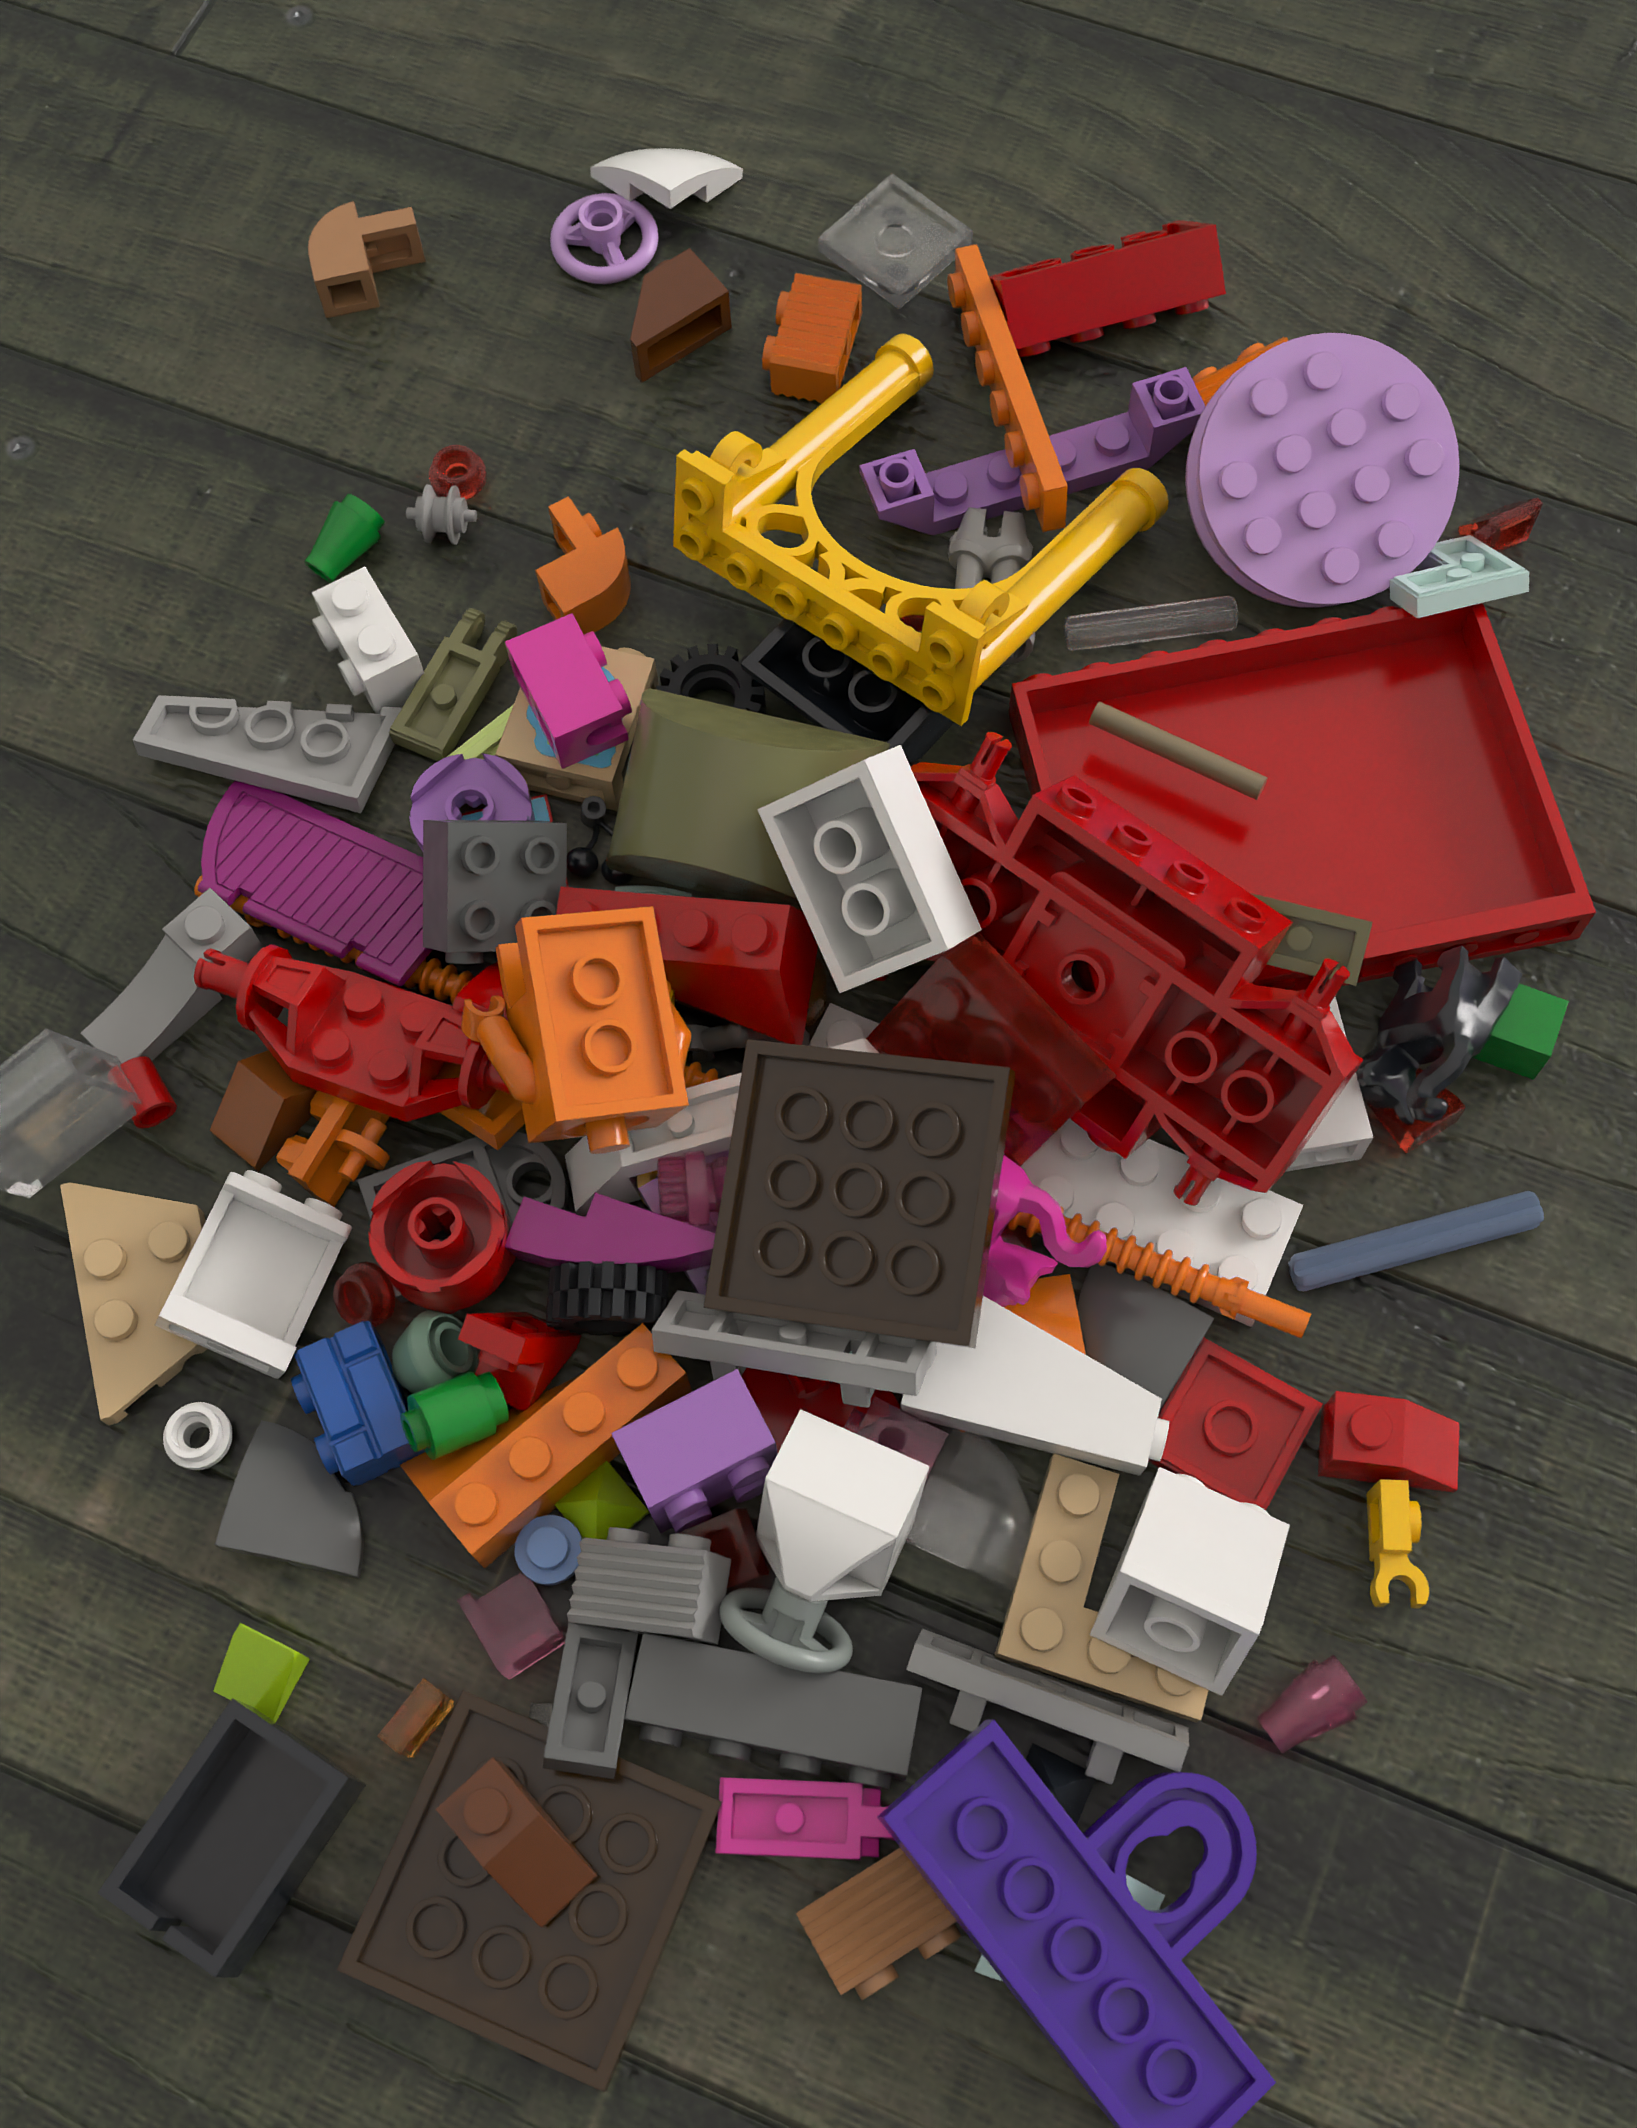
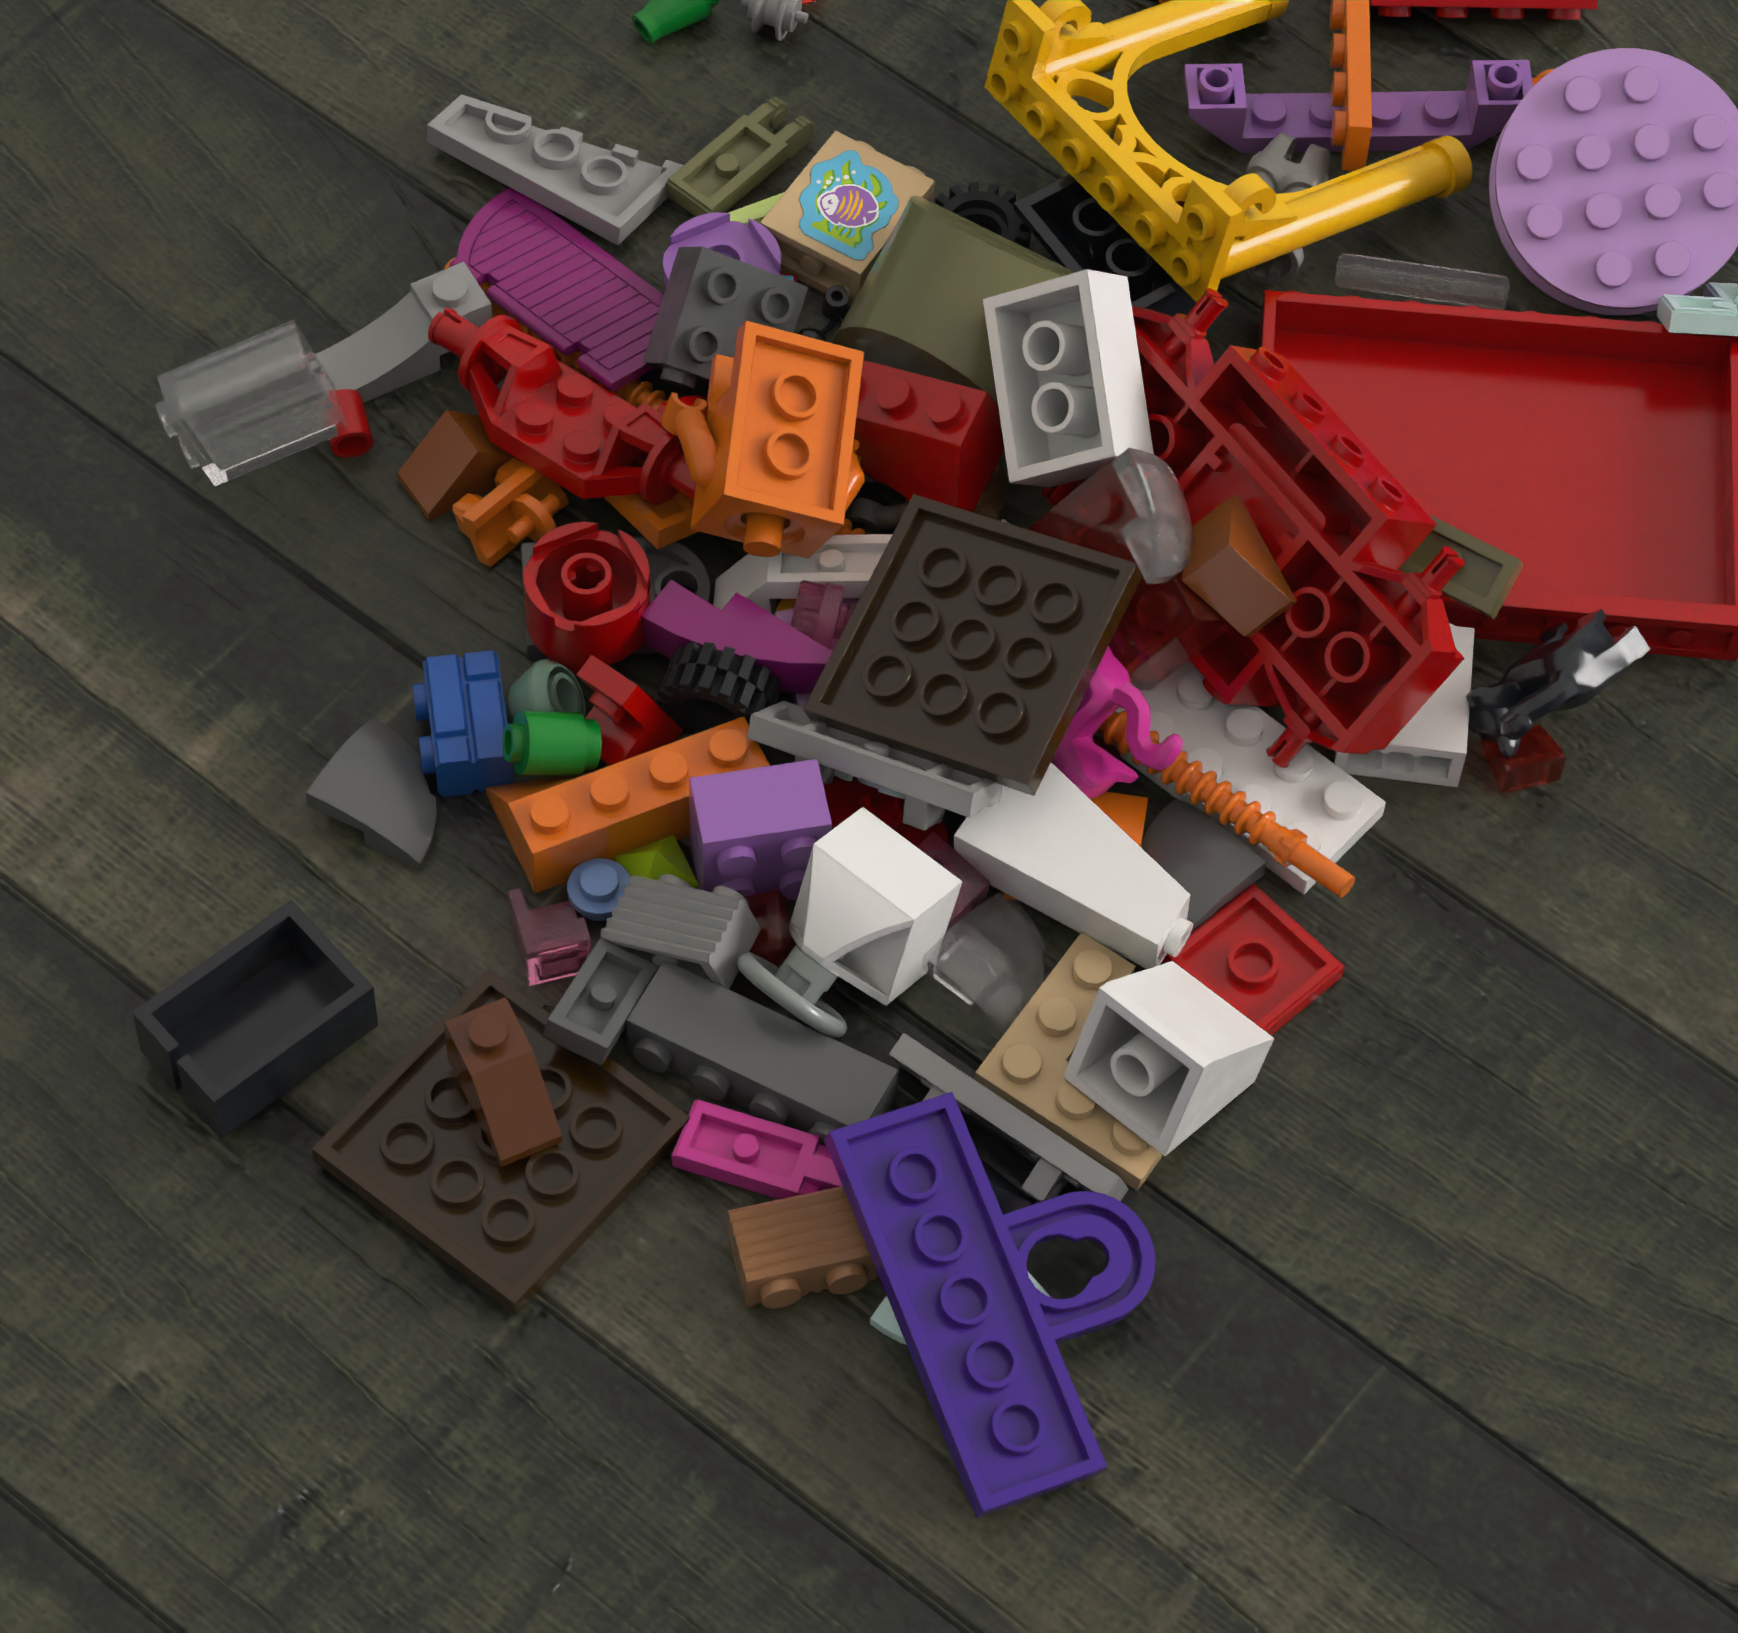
camera: 10 degrees right, 10 degrees down
(125, 1267) = (297, 583): tan wing -> none
(181, 1426) = (310, 698): white plate -> none
(255, 1273) = (406, 590): white panel -> none
(259, 1671) = (321, 899): lime slope -> none
(364, 1294) = (500, 632): clear red plate -> none
(369, 638) = (671, 96): white brick -> none
(416, 1719) = (439, 981): clear orange tile -> none
(568, 689) = (846, 181): dark pink brick -> none
(592, 574) = (899, 100): orange brick -> none
(1008, 988) = (1163, 529): none -> clear brick
(1098, 1027) = (1236, 570): none -> dark orange slope
(1178, 750) = (1401, 387): dark tan bar -> none
(1313, 1704) = (1247, 1196): clear pink cone -> none
(1387, 1440) = (1393, 1010): red slope -> none
(1392, 1529) = (1372, 1077): yellow plate -> none
(1415, 1241) = (1481, 862): sand blue axle -> none
(1525, 1032) = (1640, 711): green brick -> none

